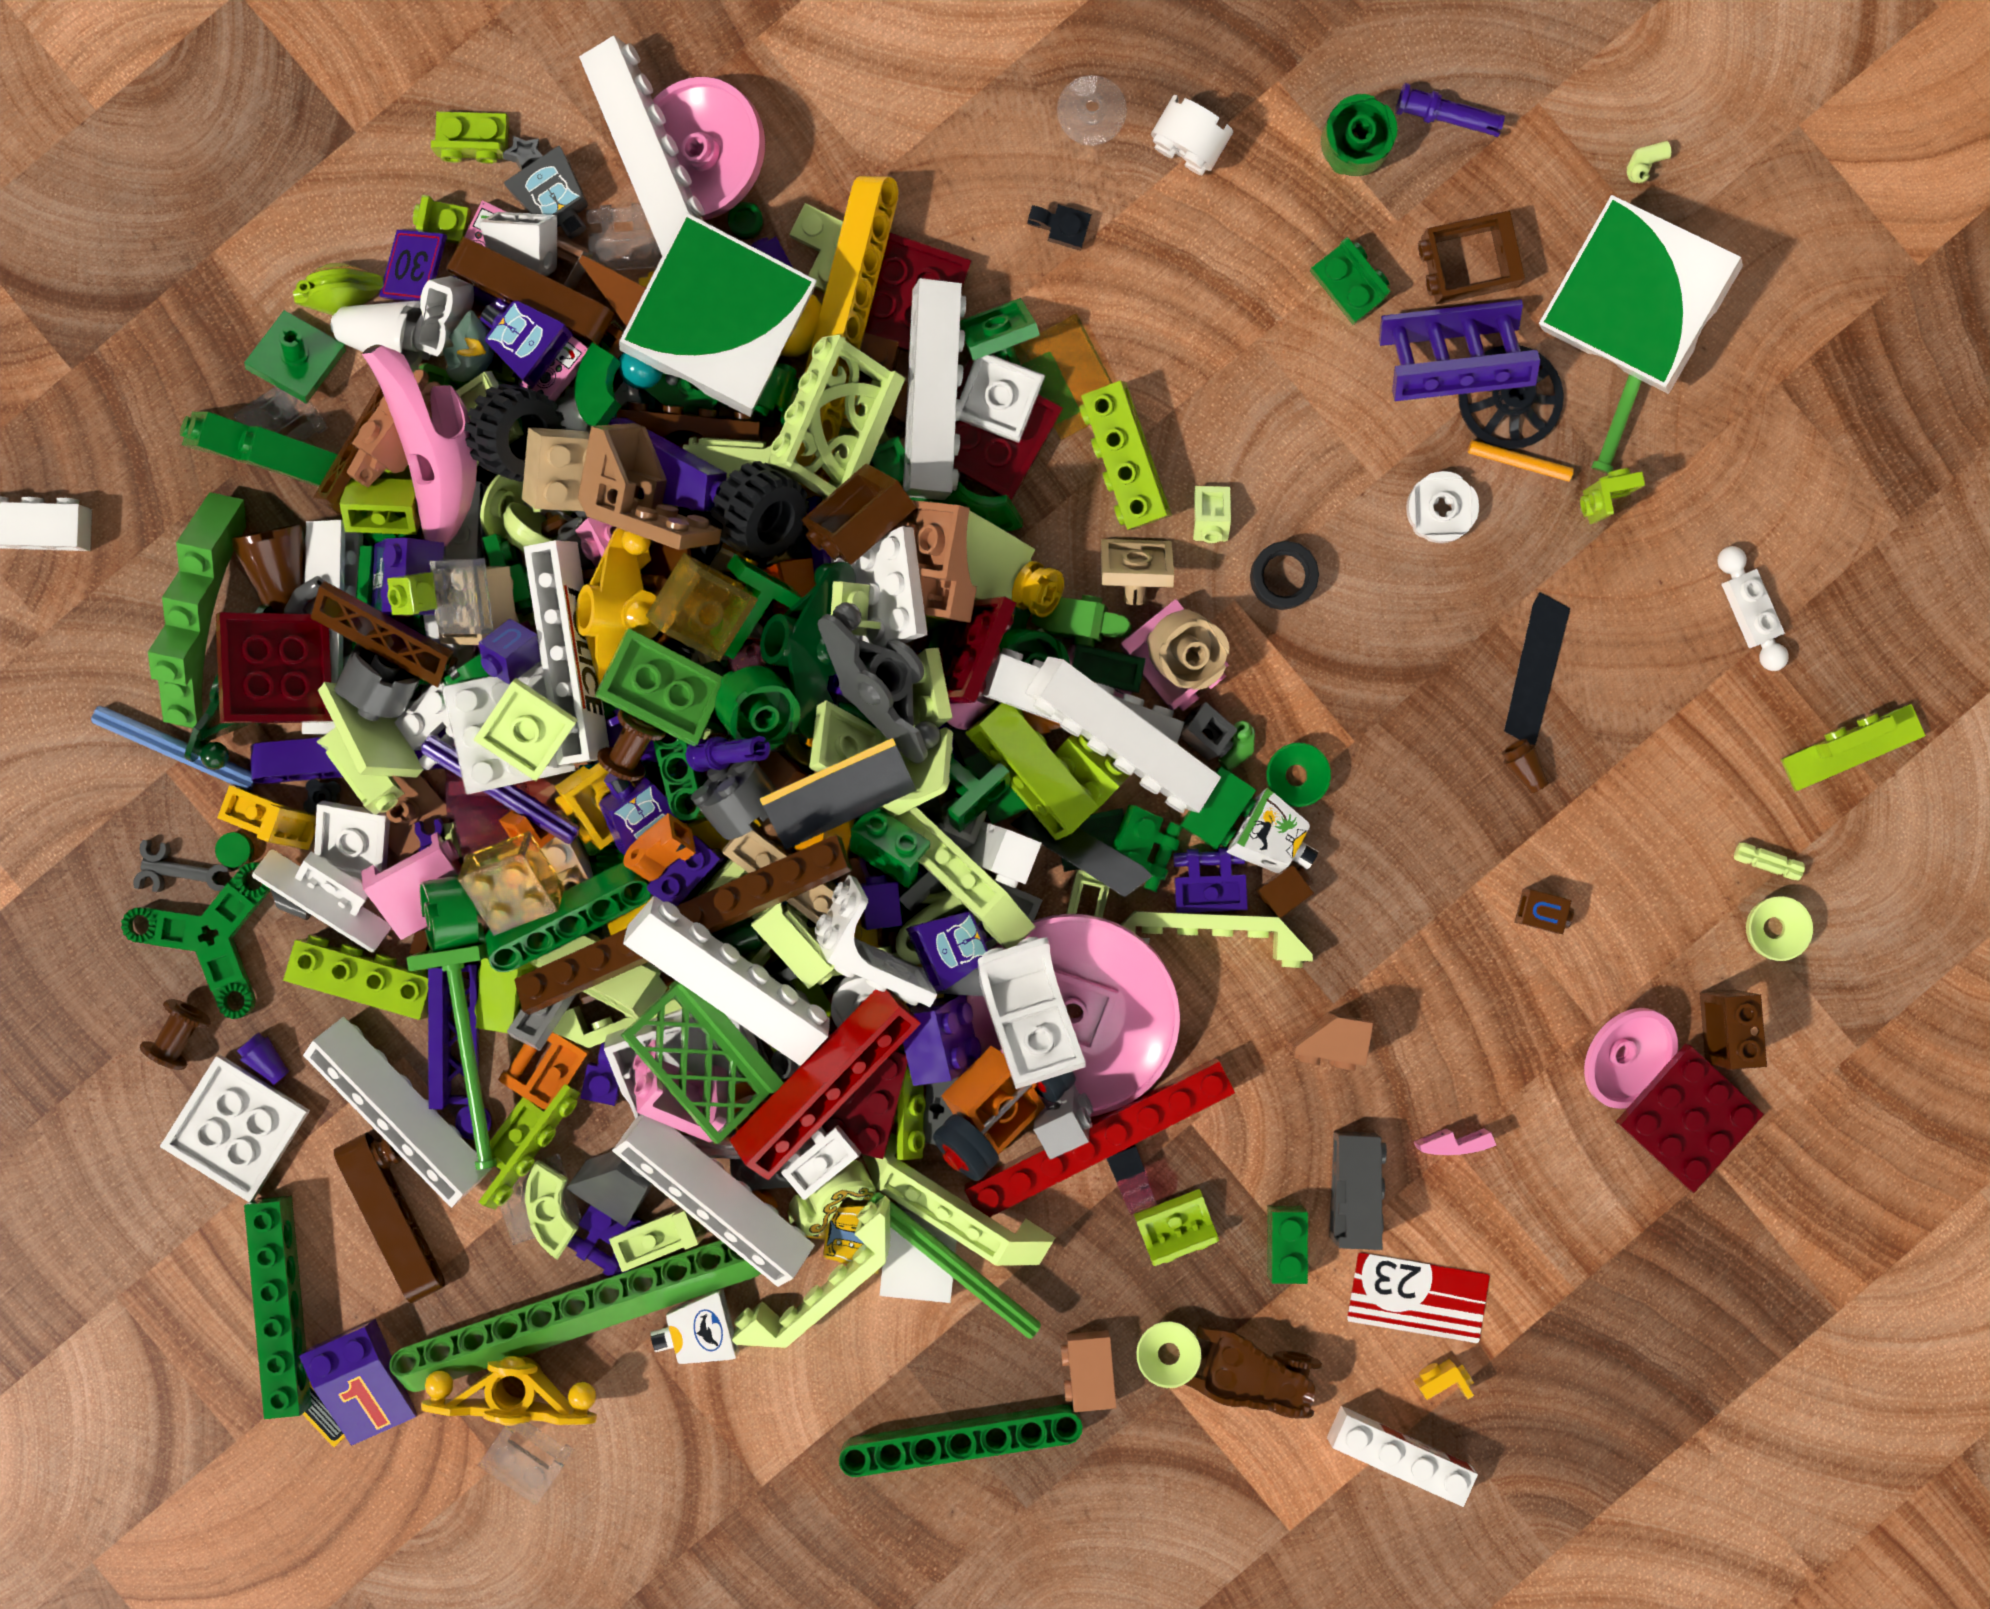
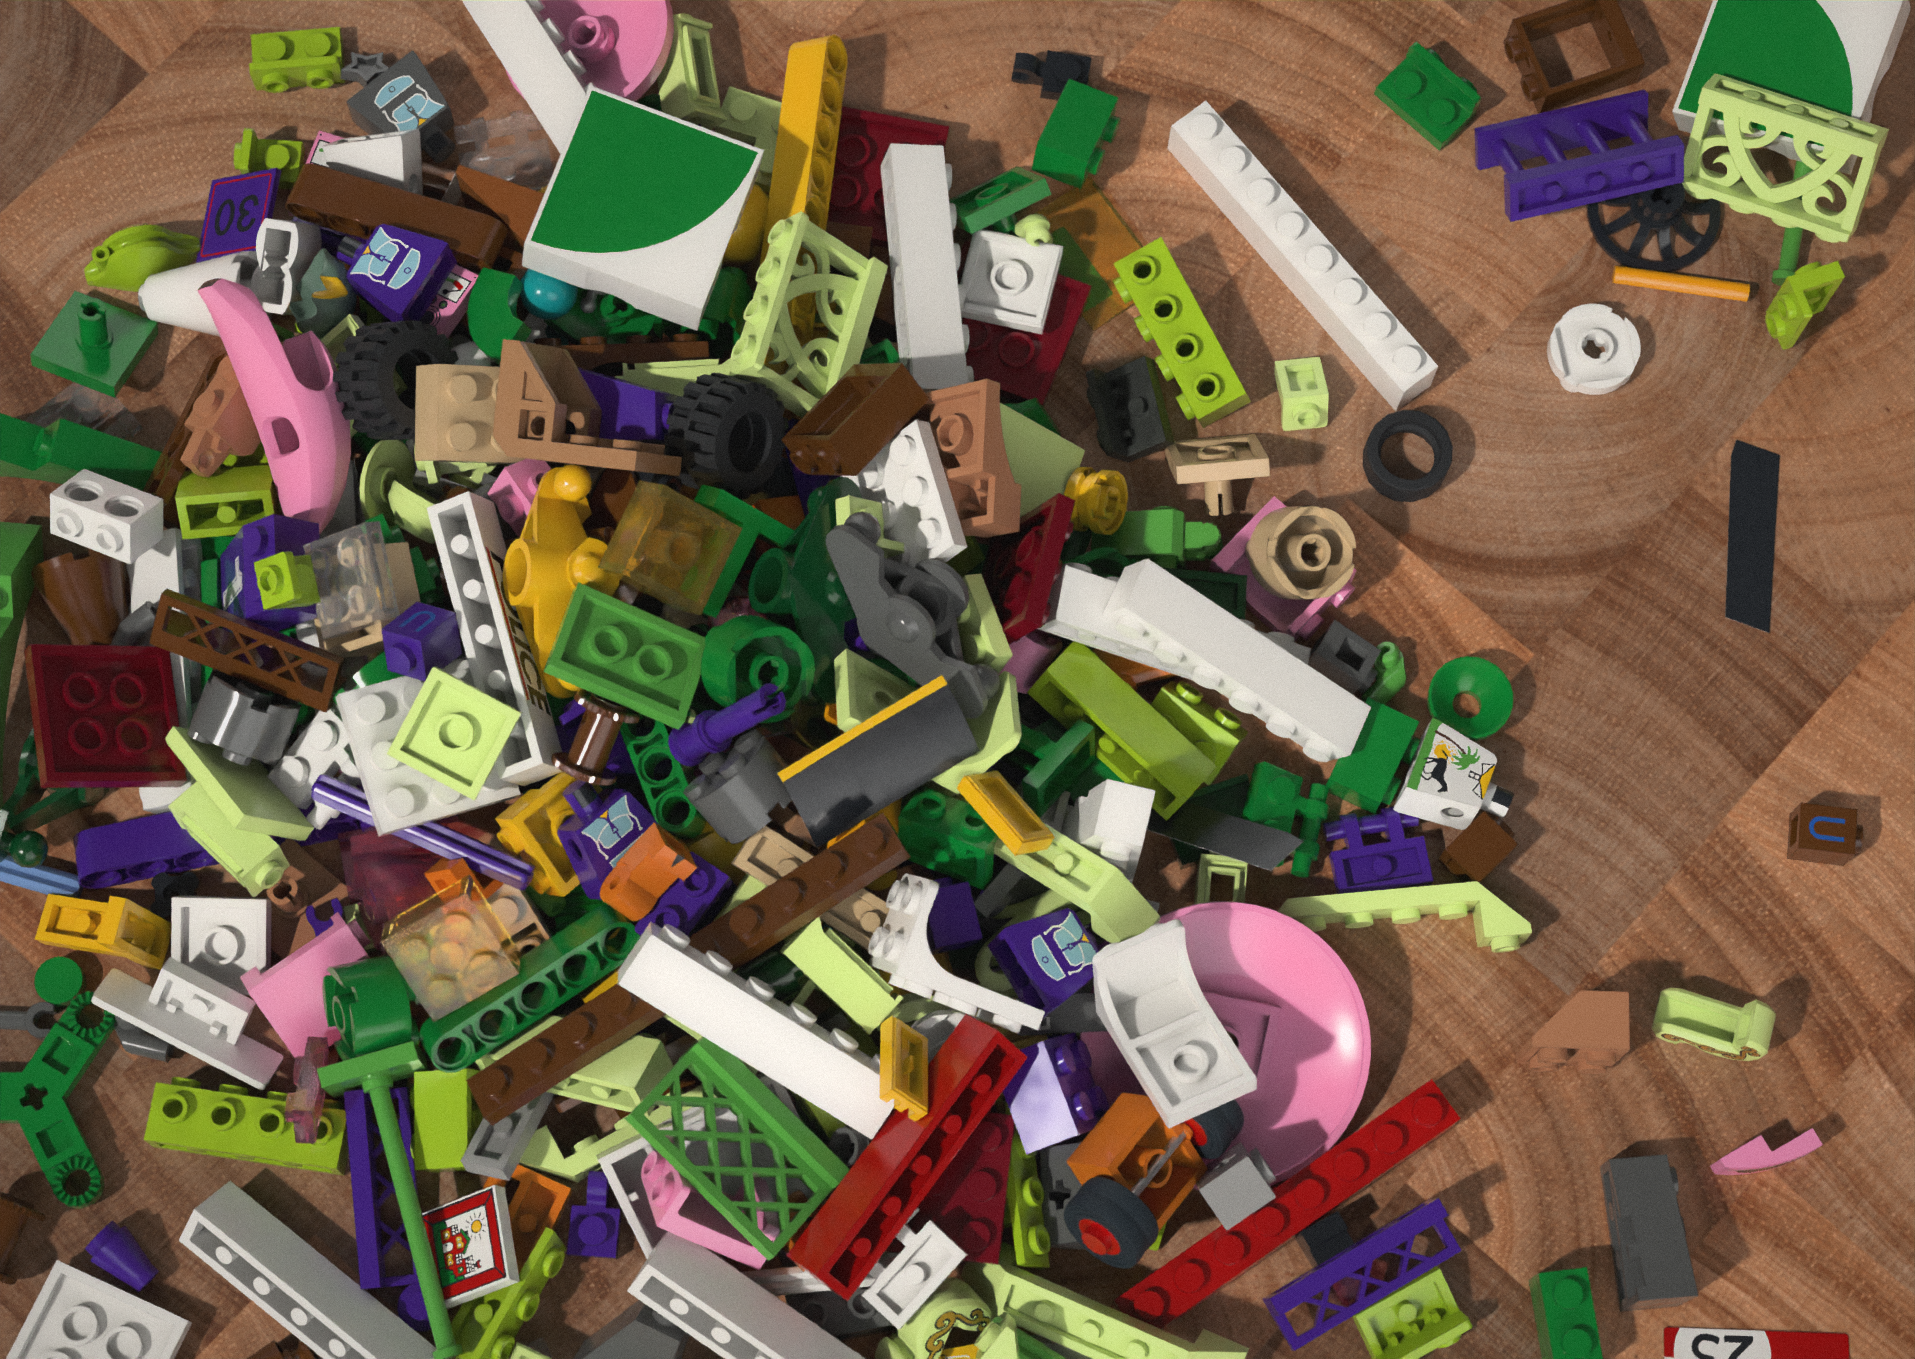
camera: 10 degrees left, 15 degrees down
(288, 508) = (106, 516): none -> white brick
(398, 977) = (306, 1105): none -> clear pink plate
(510, 1088) = (472, 1245): none -> tile
(772, 195) = (689, 77): none -> yellowish green window
(824, 1018) = (896, 1066): none -> yellow tile
(930, 838) = (1005, 812): none -> yellow tile
(1024, 359) = (1034, 229): none -> yellowish green arm
(1068, 280) = (1076, 134): none -> green brick
(1077, 512) = (1129, 410): none -> pearl dark grey bracket
(1142, 1186) = (1353, 1258): none -> dark purple fence
(1228, 402) = (1301, 256): none -> white brick
(1434, 1044) = (1714, 1025): none -> yellowish green animal
(1525, 765) = (1762, 652): reddish brown cone -> none
(1585, 394) = (1806, 122): none -> yellowish green fence

